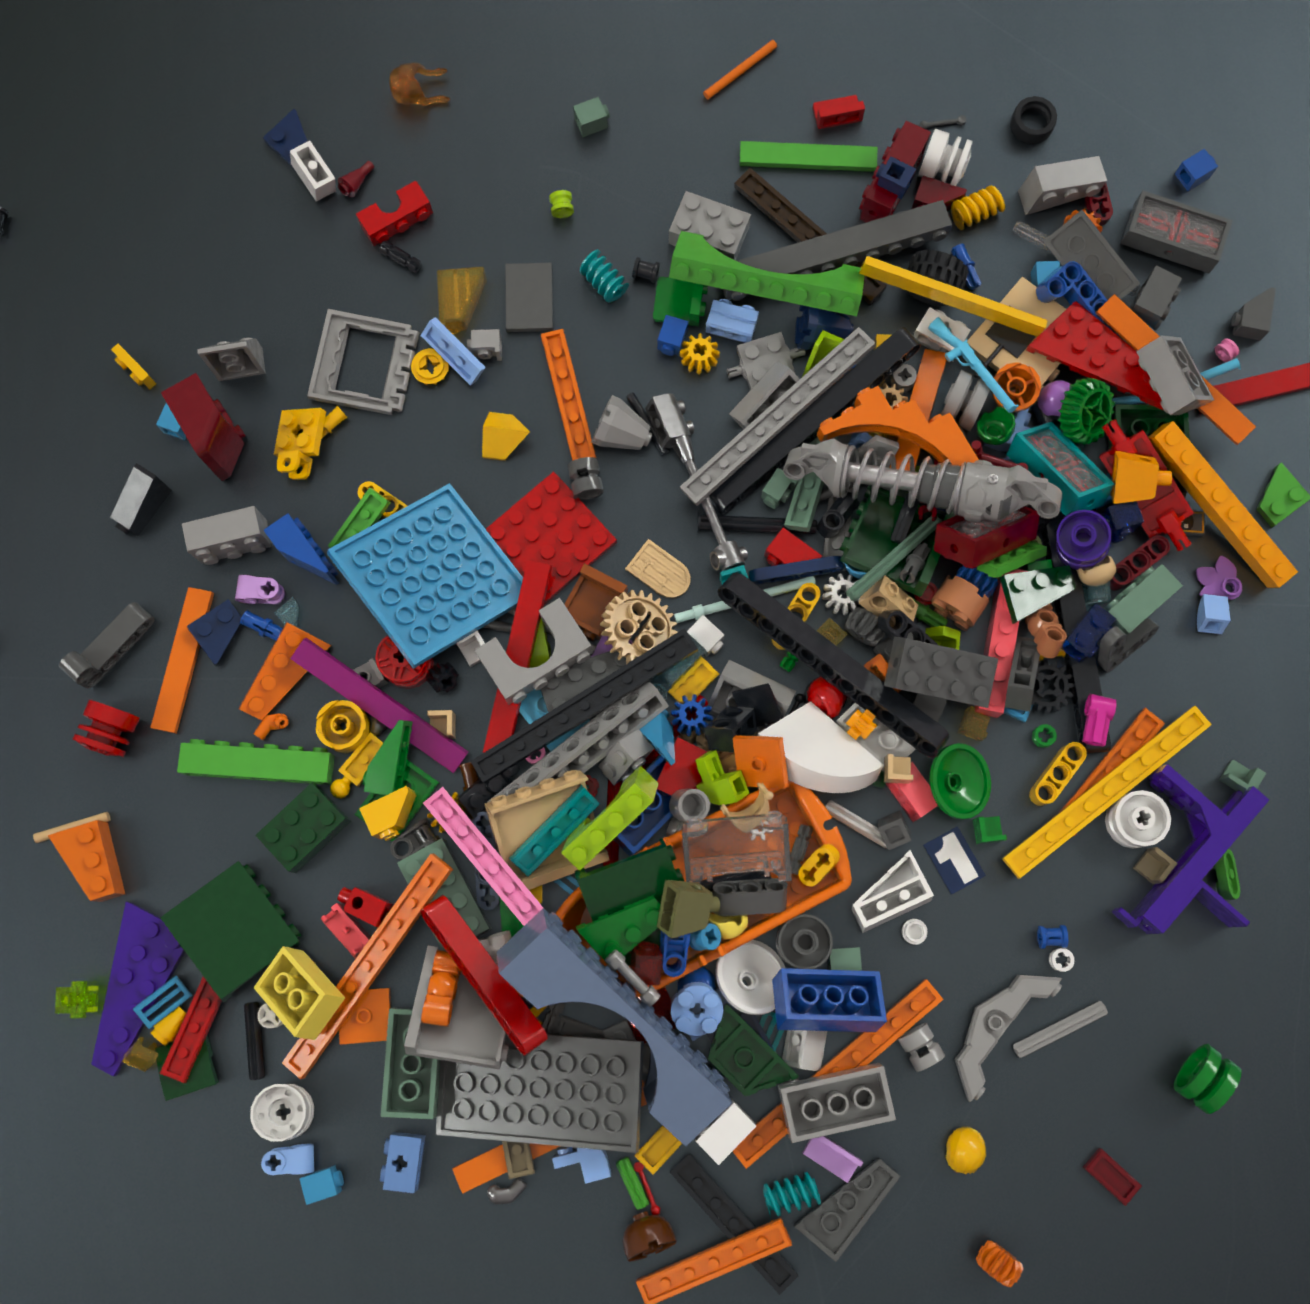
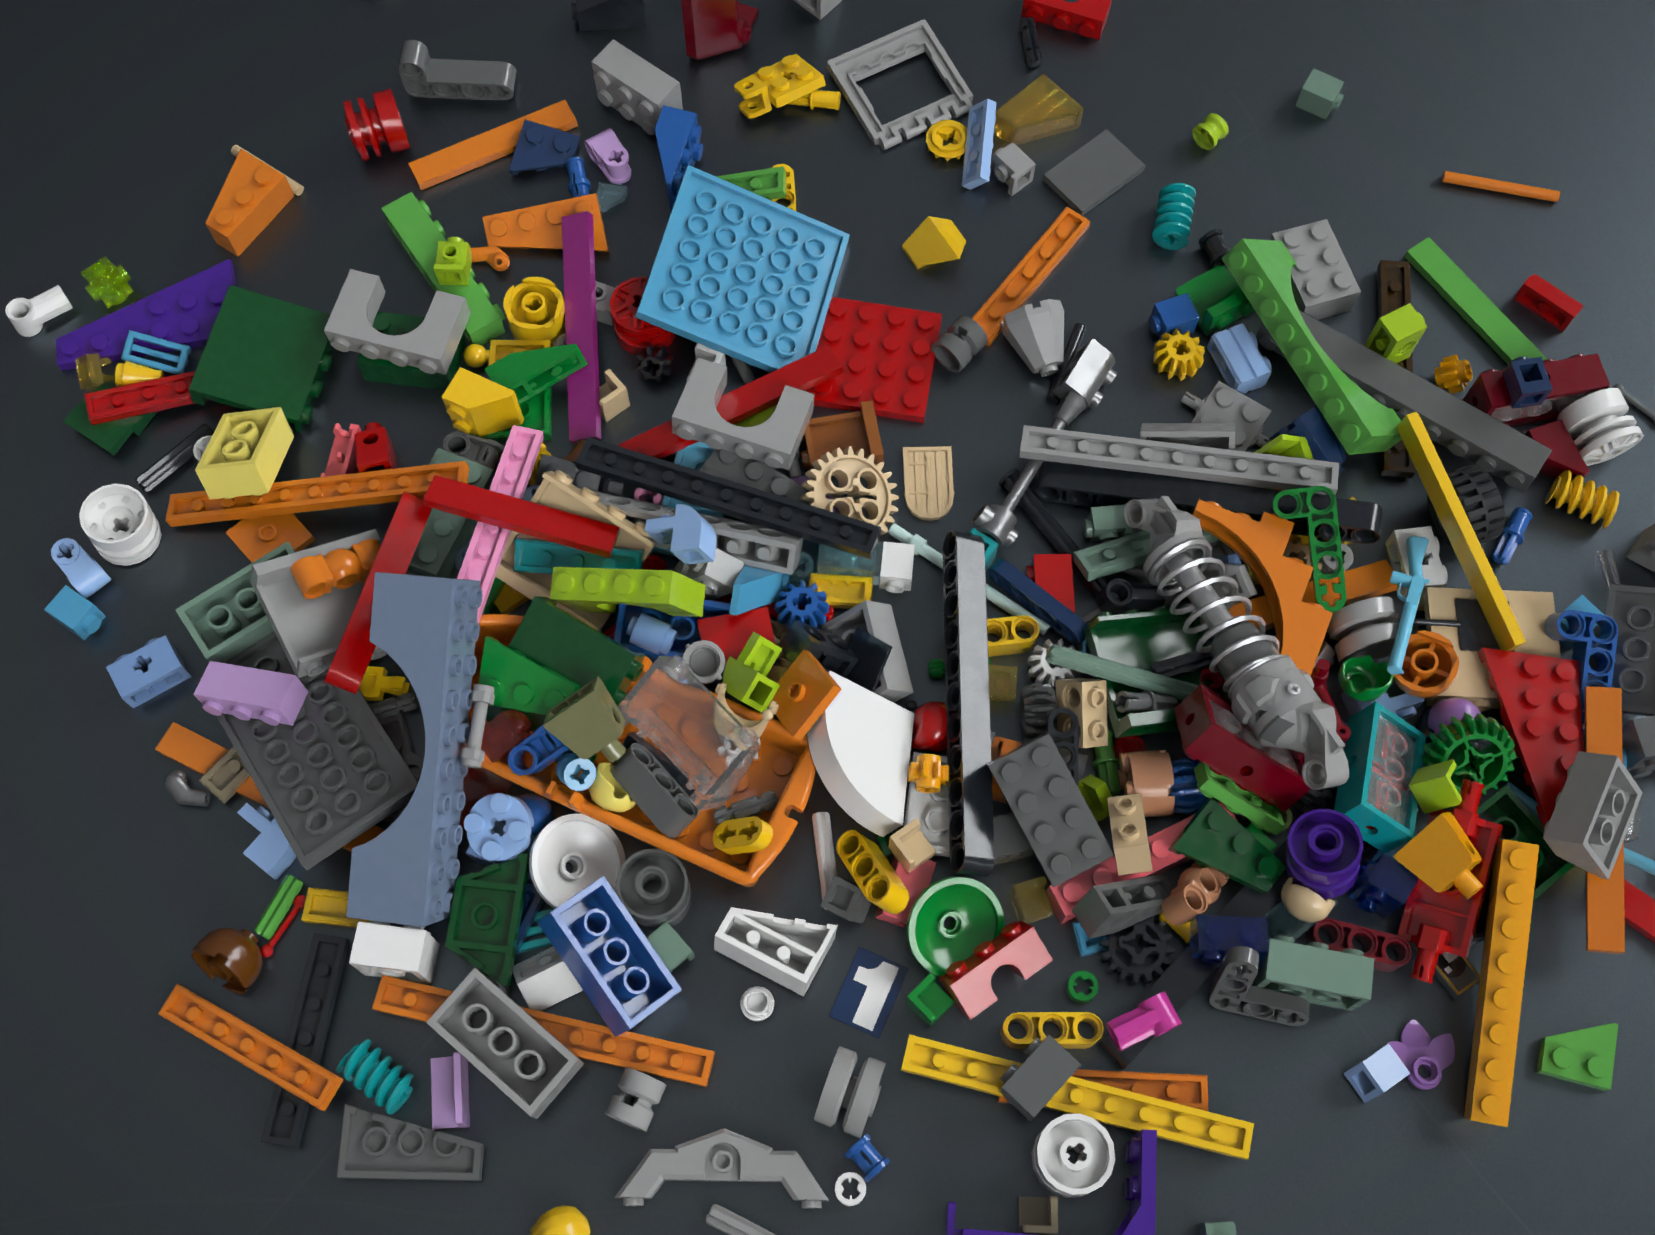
camera: 50 degrees right, 10 degrees down
(57, 1057) = (29, 315): none -> white piece
(270, 760) = (453, 262): none -> lime brick
(322, 818) = (426, 347): none -> light grey arch
(482, 1106) = (251, 693): none -> lavender brick
(502, 846) = (521, 516): none -> red tile
(600, 747) = (687, 532): none -> light blue brick
(647, 823) = (651, 634): none -> medium blue brick
(800, 220) = (1397, 334): none -> lime brick
(842, 208) = (1453, 374): none -> light orange gear
(902, 385) = (1319, 549): none -> green beam
(903, 801) = (872, 872): none -> yellow beam
(988, 638) = (1129, 834): none -> tan brick
(996, 795) = (970, 980): none -> arch
(1013, 918) = (850, 1092): none -> light grey wheel
(1086, 804) = (1038, 1077): none -> dark grey brick
(1092, 445) = (1434, 787): none -> lime panel

